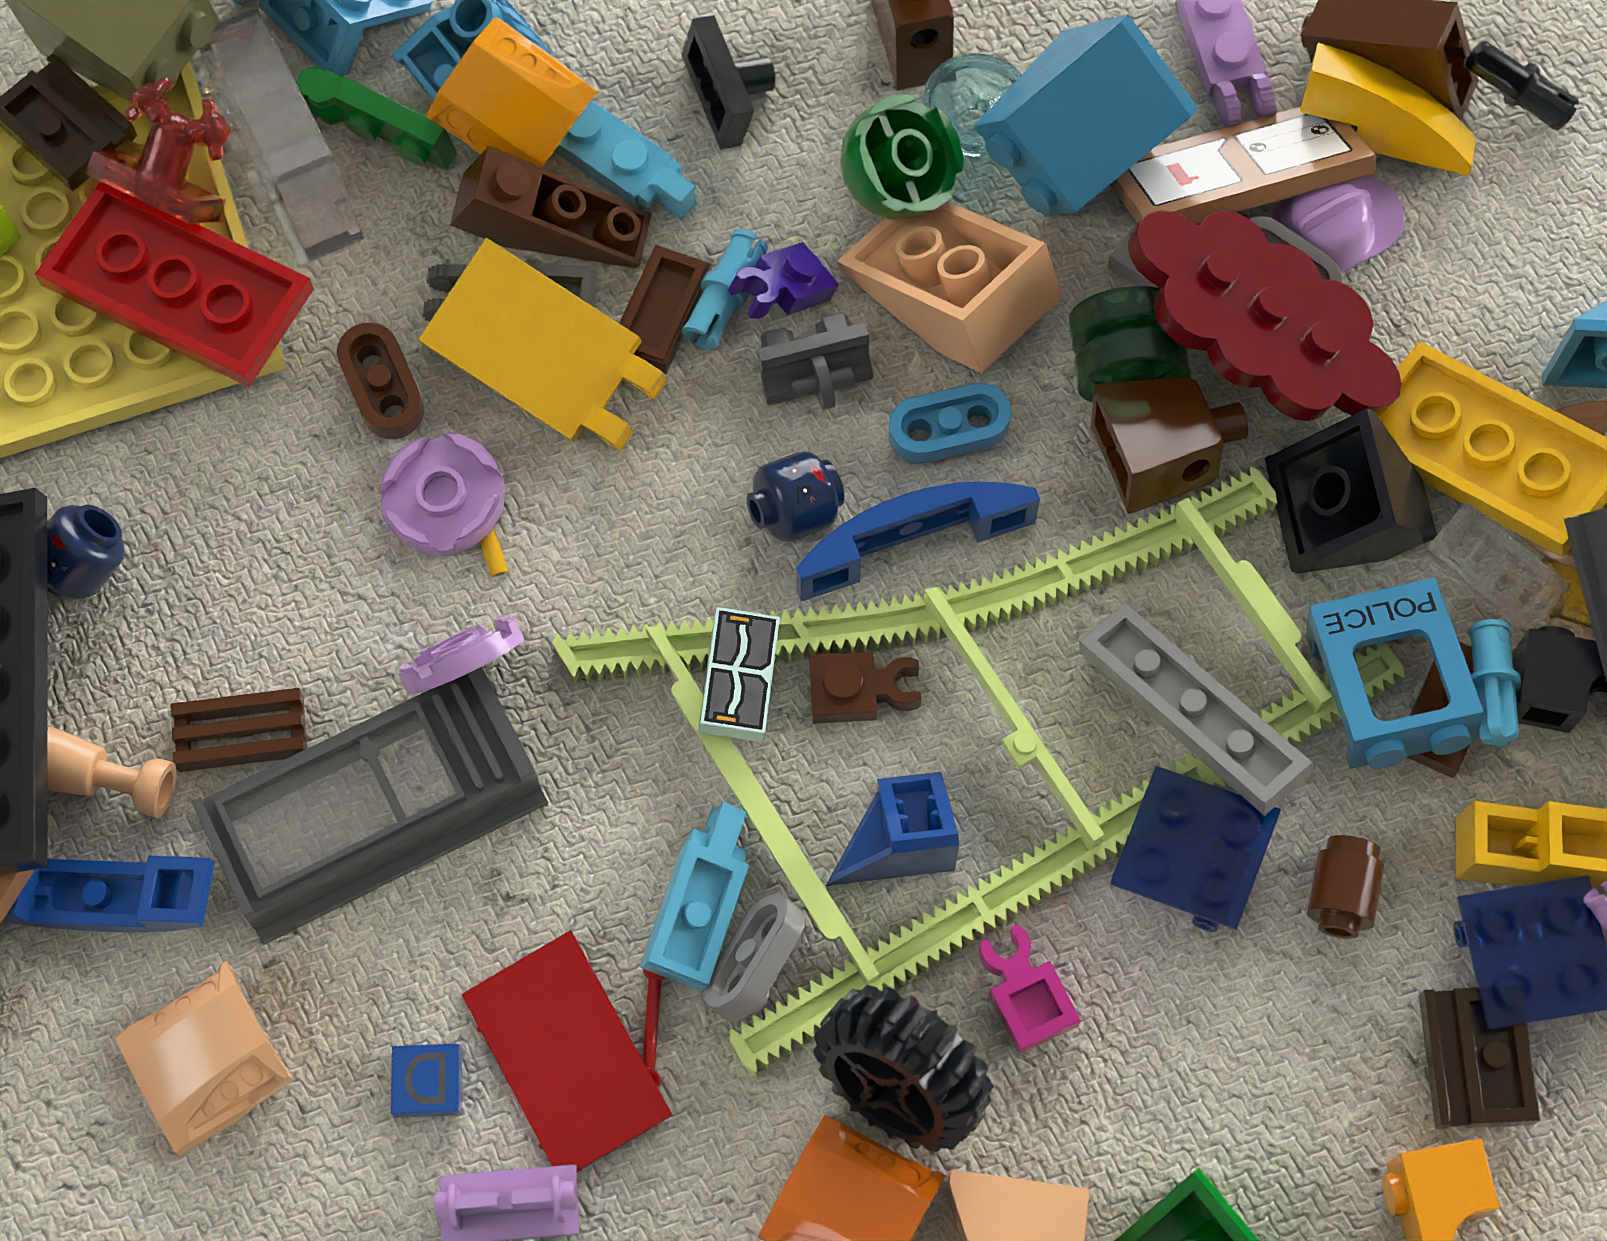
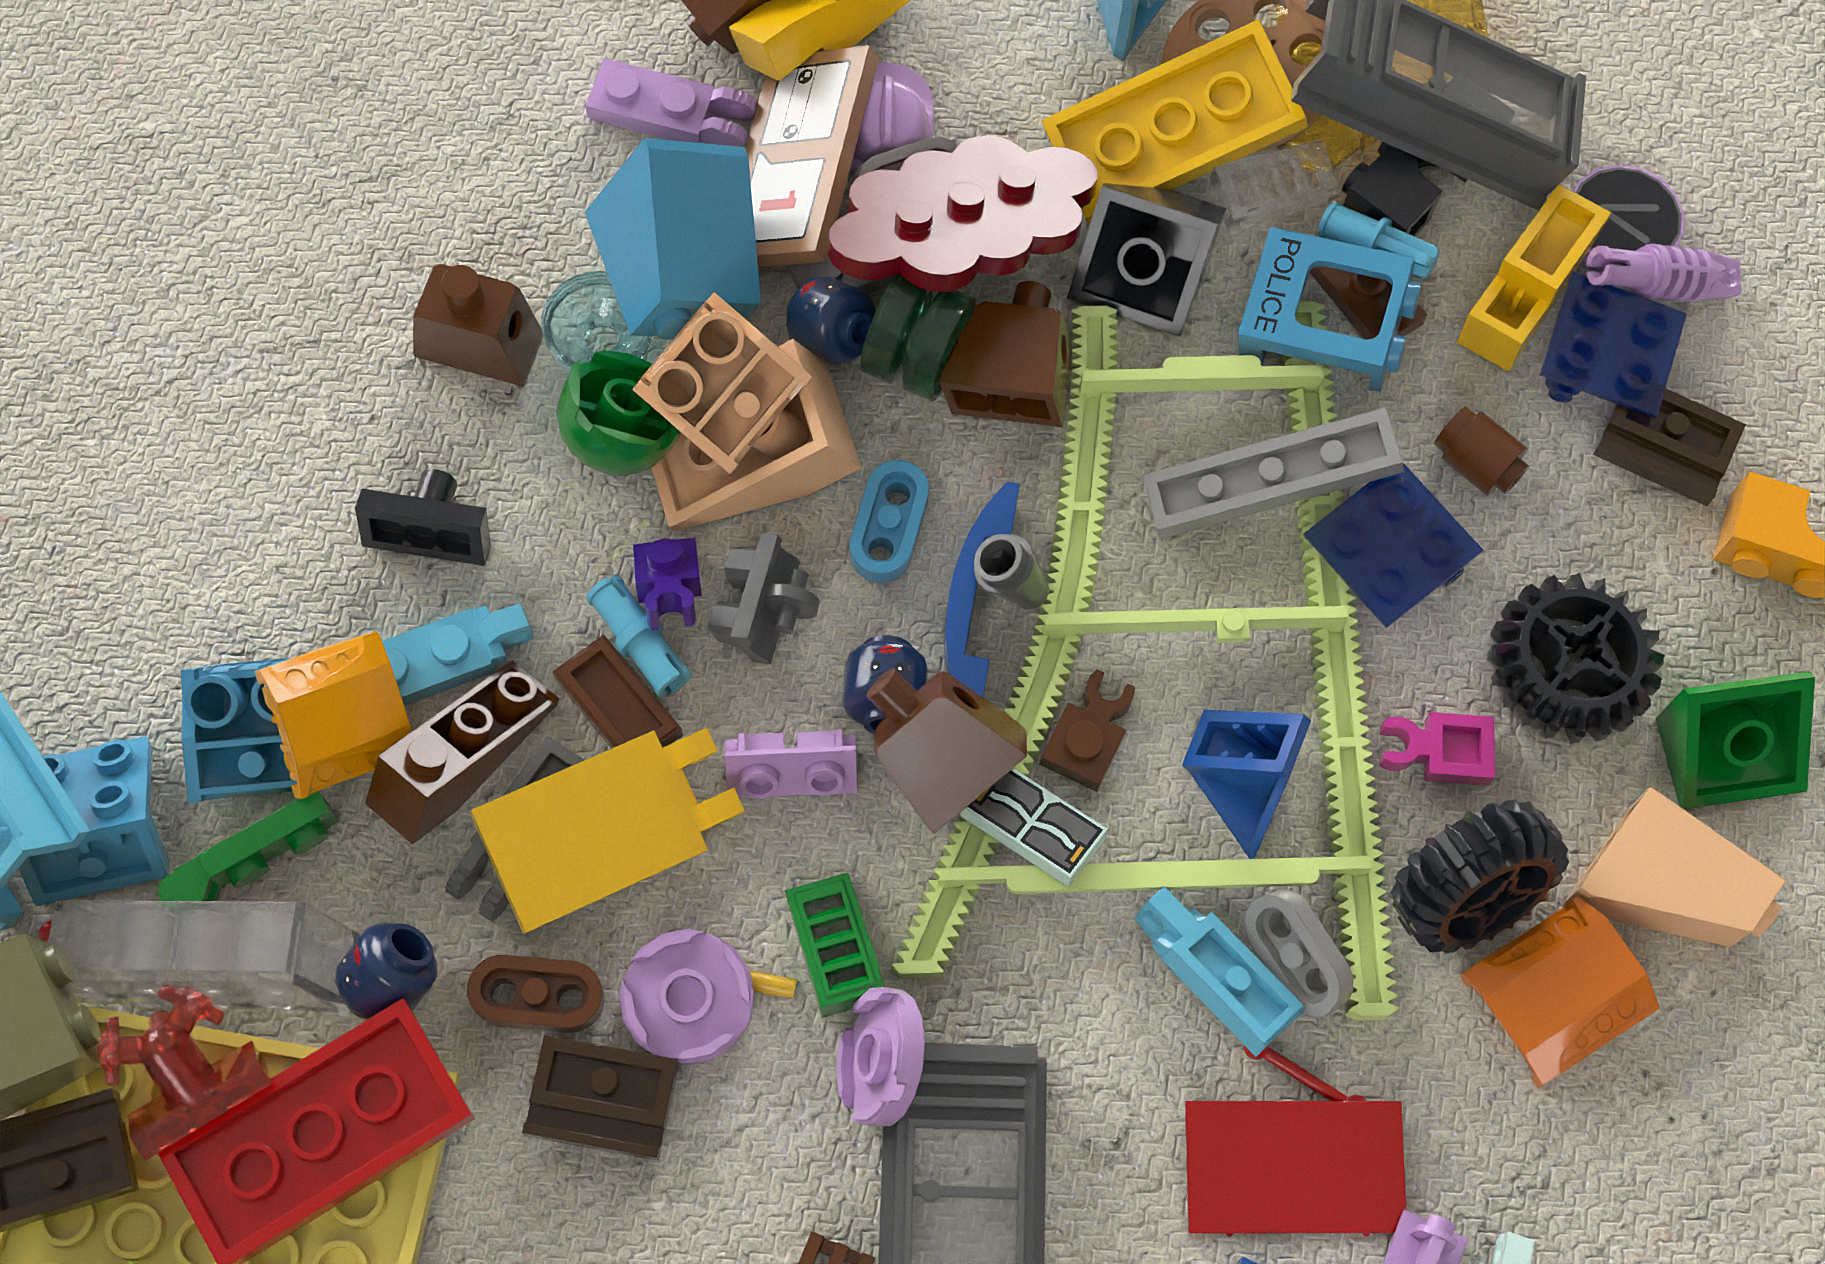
camera: 65 degrees left, 0 degrees up
(323, 474) = (601, 1097): none -> dark brown plate
(335, 258) = (384, 967): none -> dark blue head
(549, 610) = (841, 996): none -> green slope
(669, 443) = (818, 766): none -> lavender hinge
(756, 555) = (942, 743): none -> torso
(952, 533) = (1010, 570): none -> dark grey cone
(965, 211) = (721, 382): none -> light nougat slope
(1092, 264) = (830, 319): none -> dark blue head
(1218, 1071) = (1622, 691): none -> black gear

